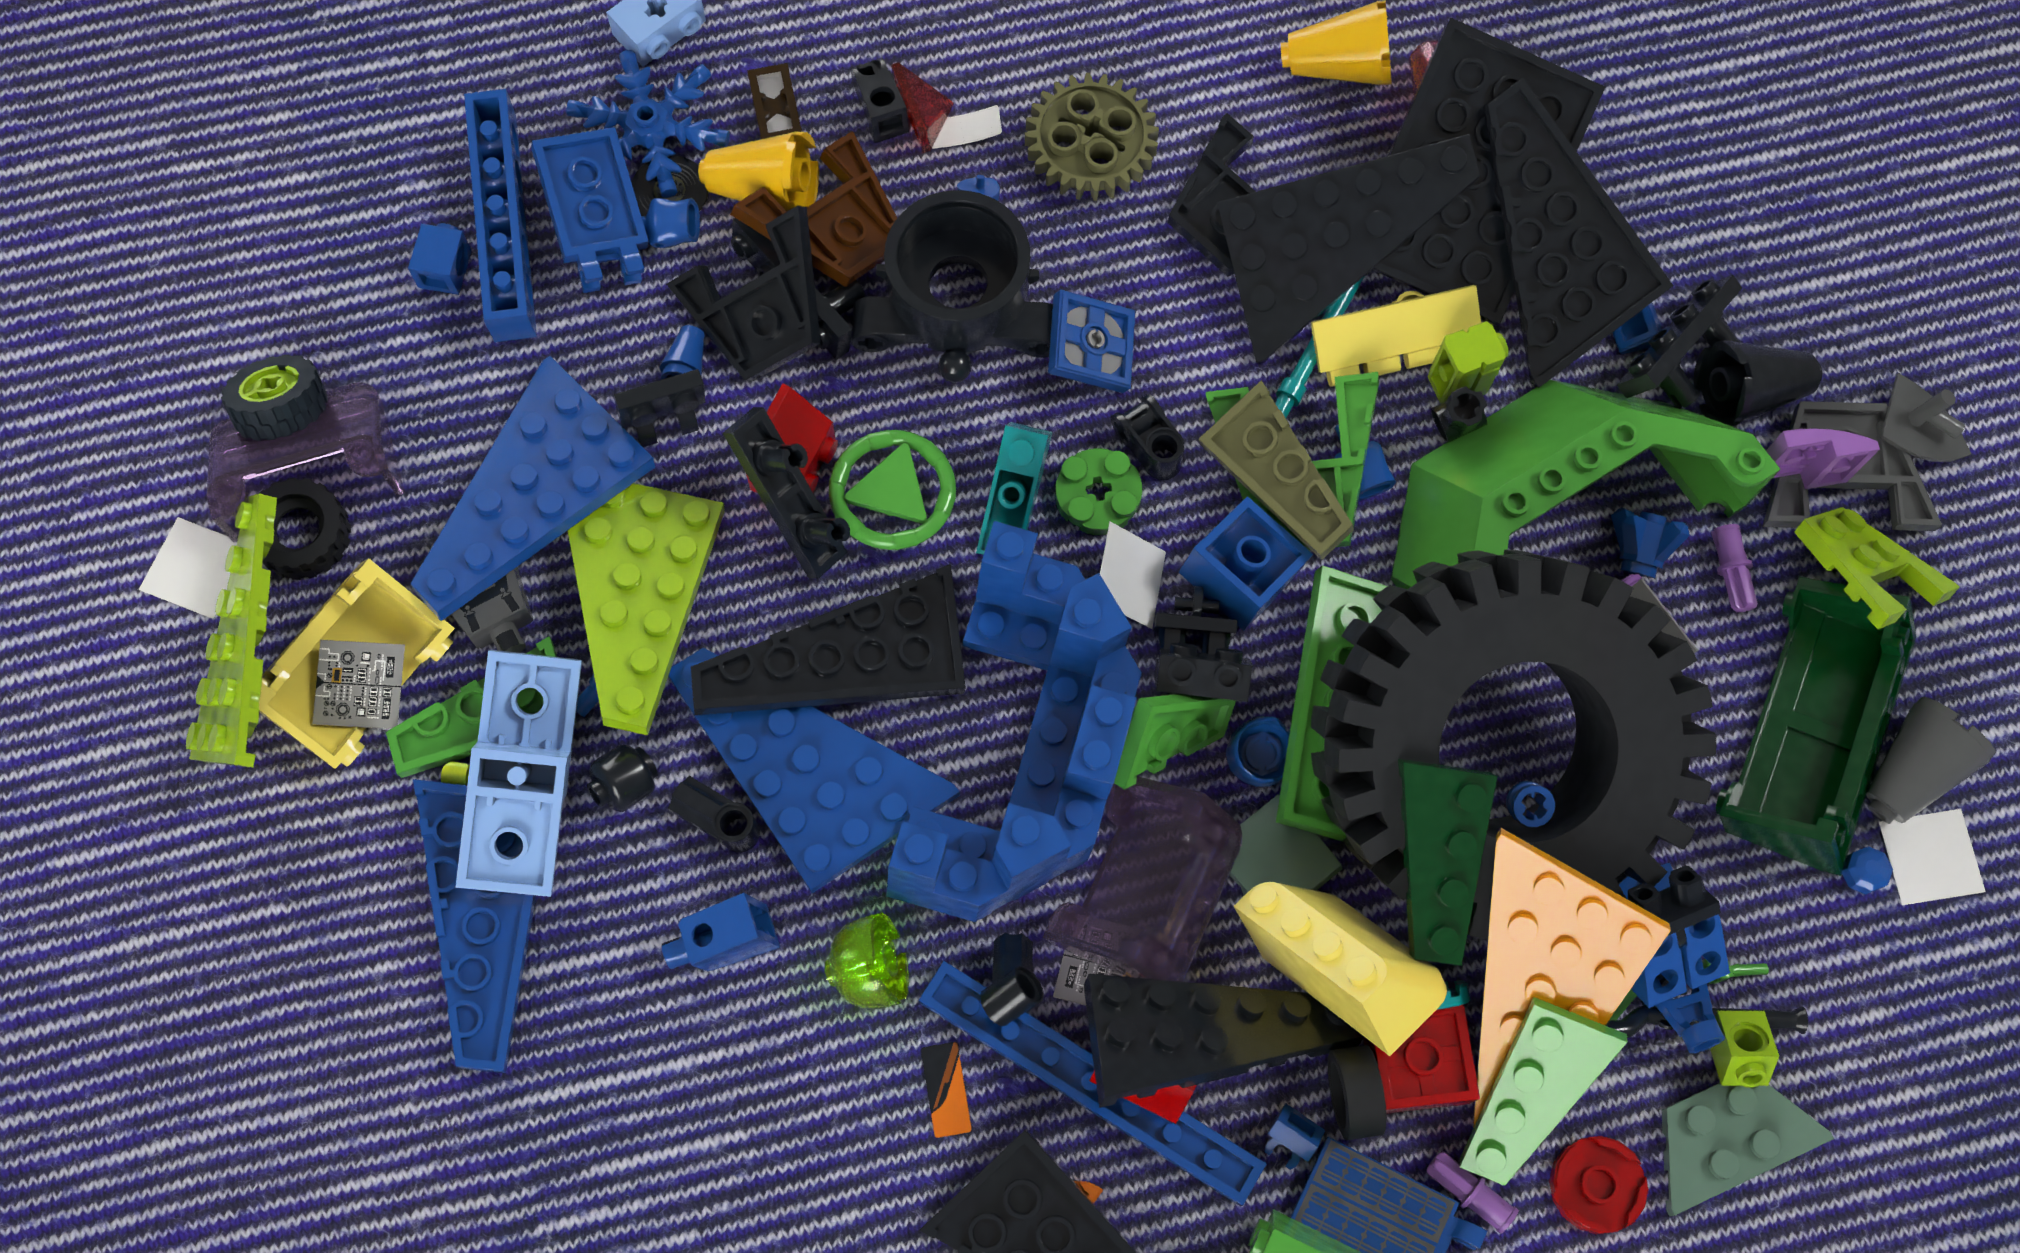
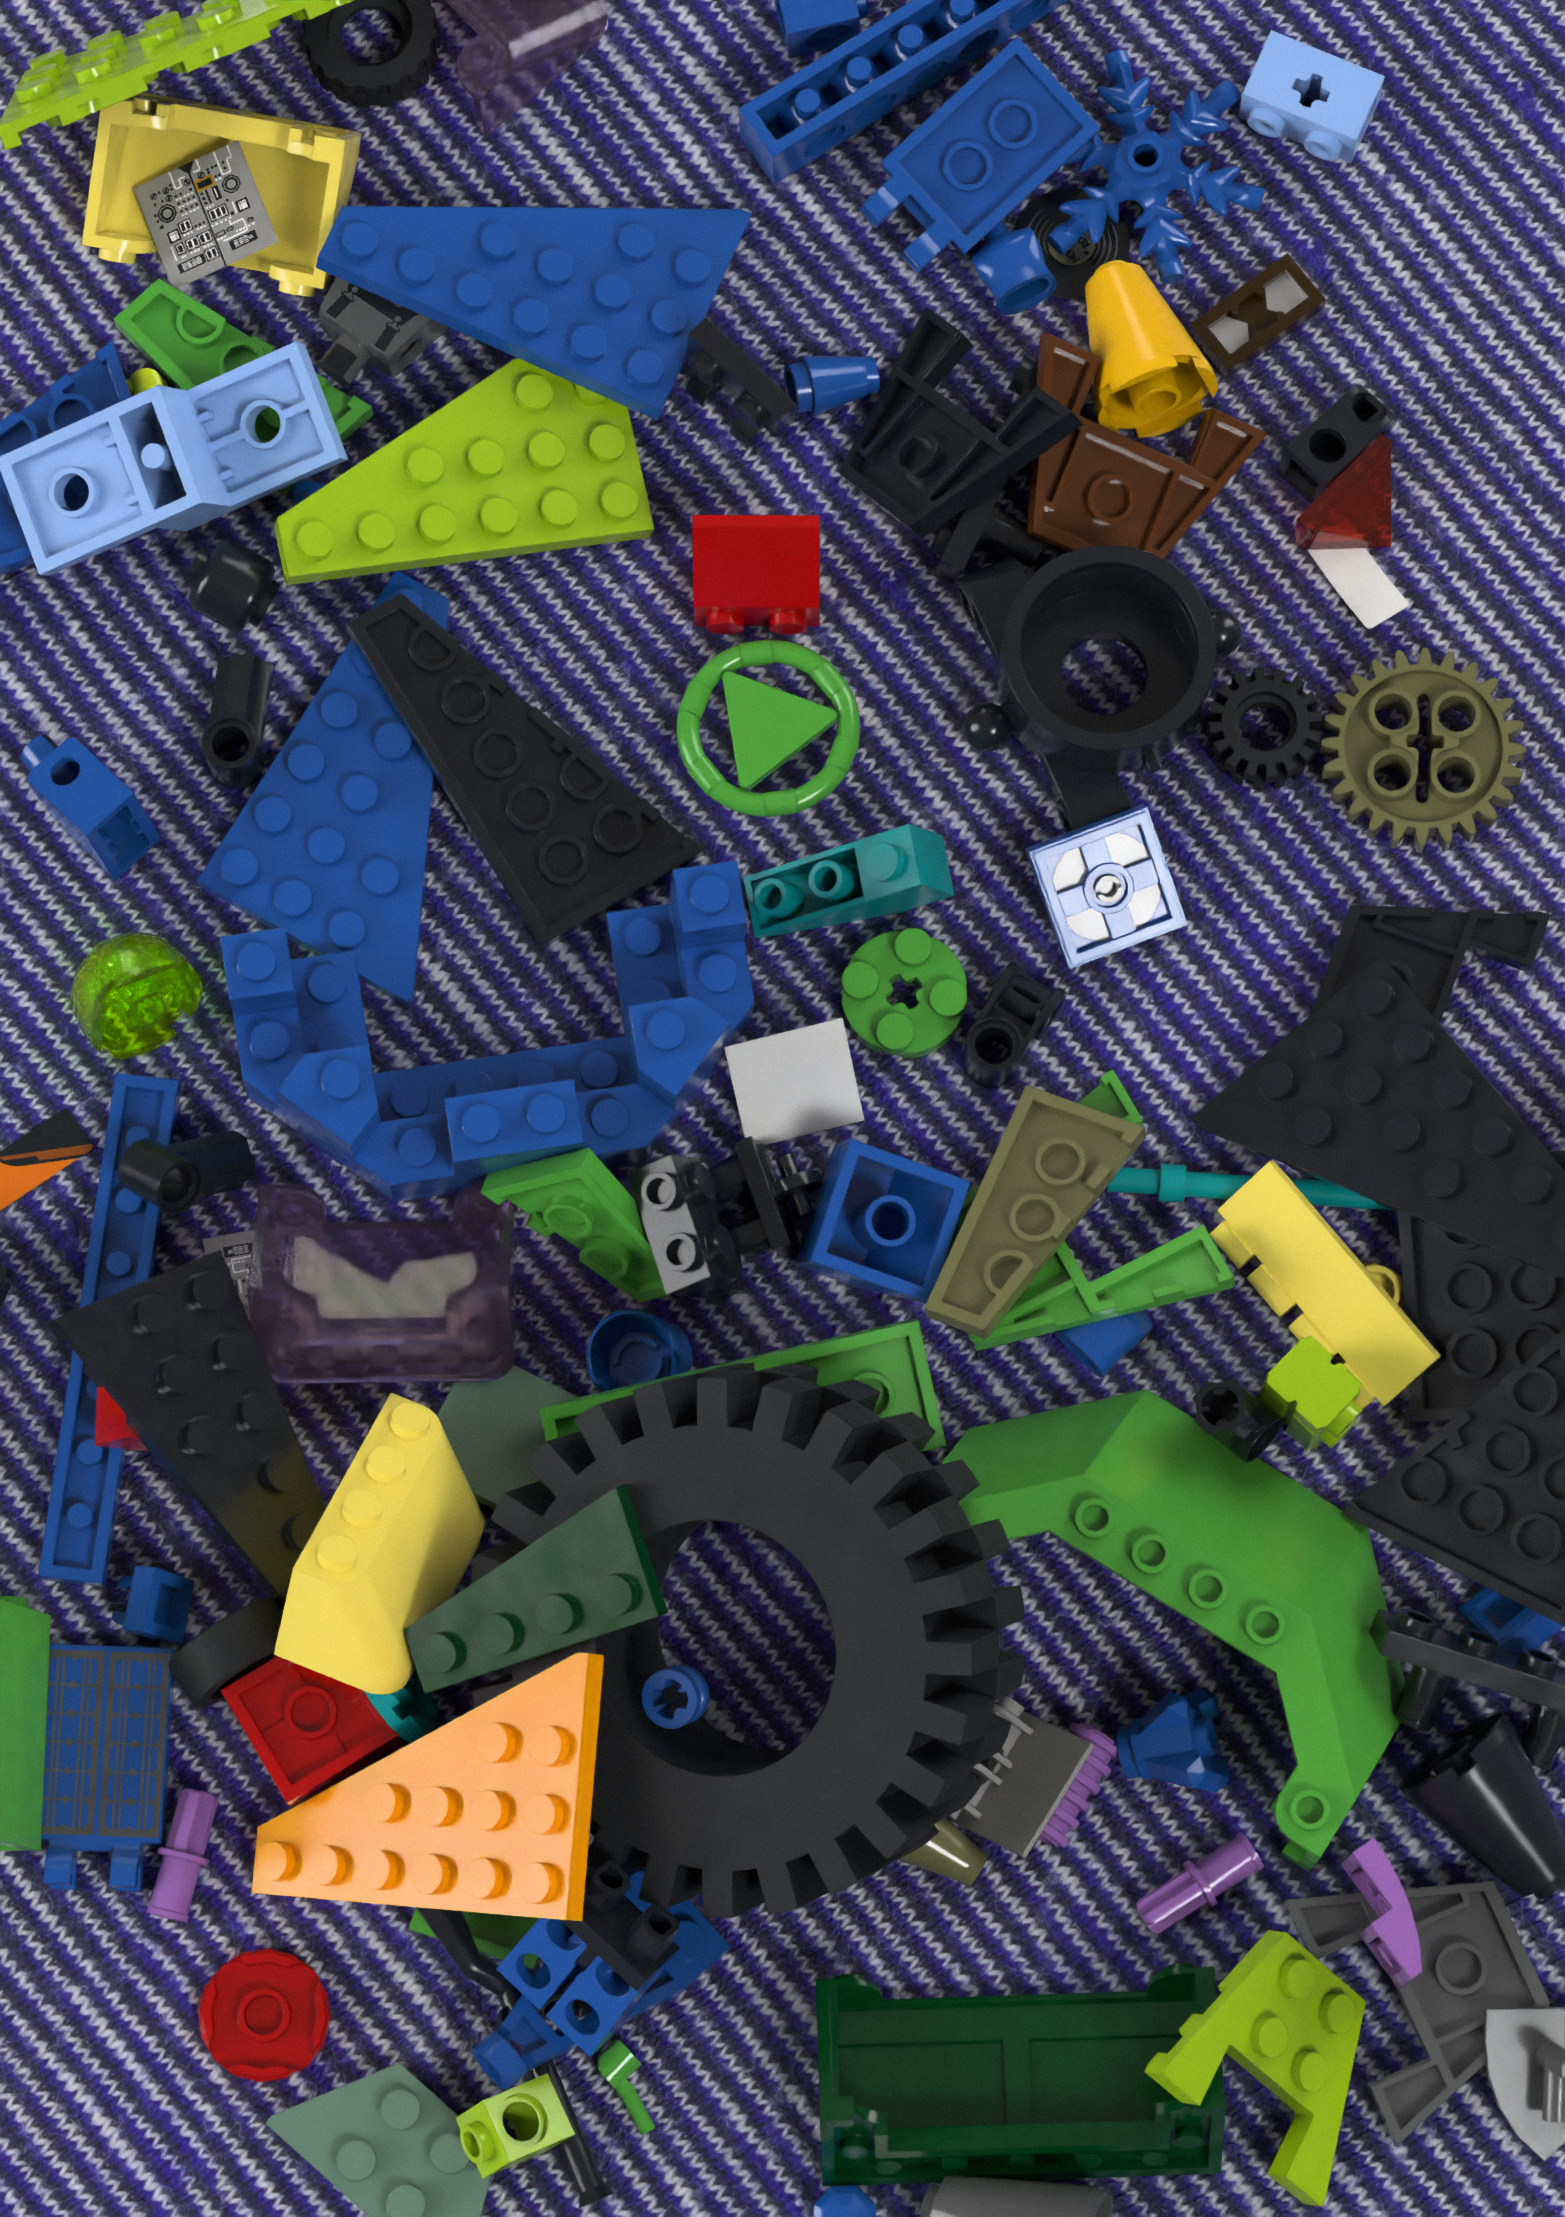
camera: 70 degrees right, 5 degrees up
(785, 492) = (679, 593): black plate -> none
(981, 185) = (1266, 640): blue piece -> none
(1045, 196) = (1267, 692): none -> black tyre
(1539, 1082) = (330, 1862): wing -> none

